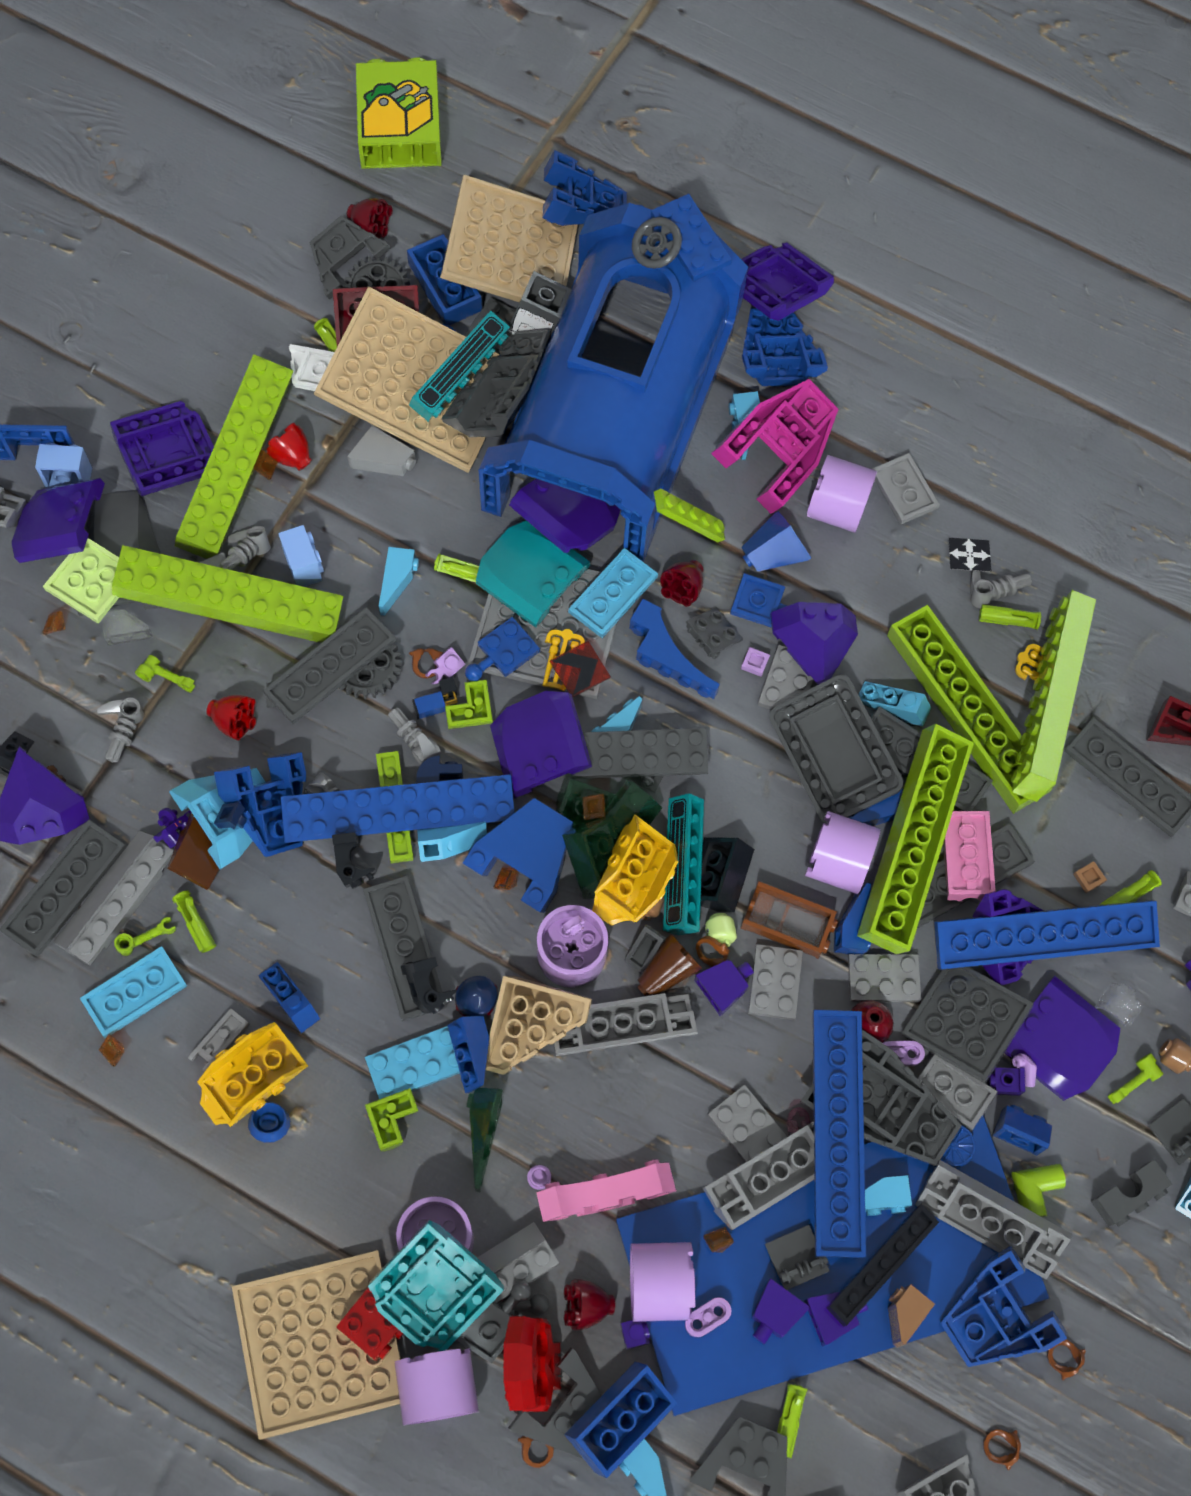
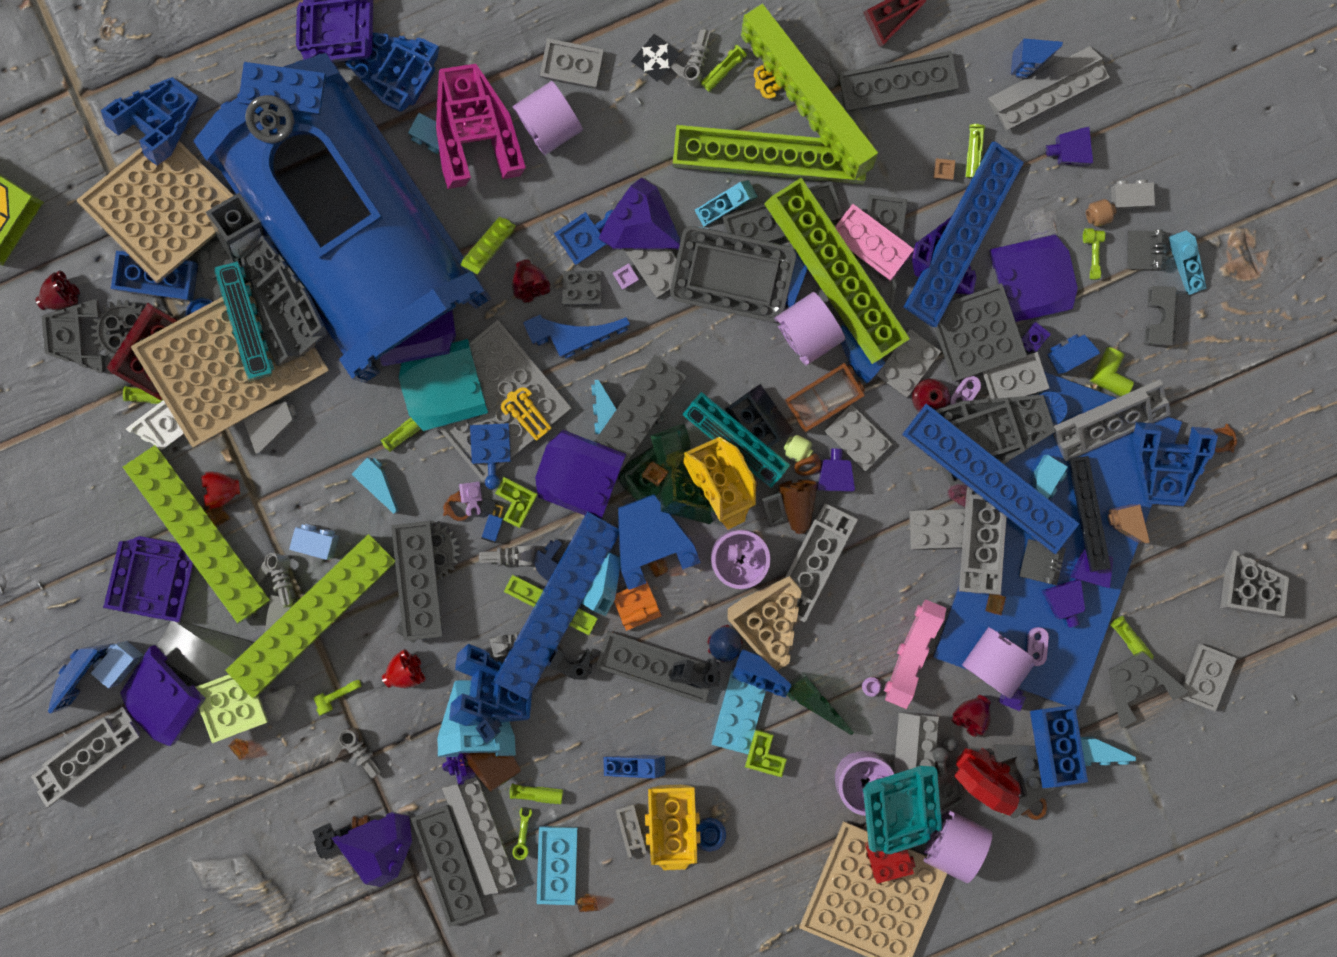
camera: 50 degrees left, 20 degrees up
(452, 886) = (636, 606): none -> orange plate
(580, 669) = (545, 407): clear red piece -> none
(613, 593) = (503, 340): medium azure plate -> none
(774, 545) = (549, 195): slope -> none
(1012, 1438) = (1241, 512): dark orange piece -> none
(1023, 1061) = (1031, 318): lavender arm -> none

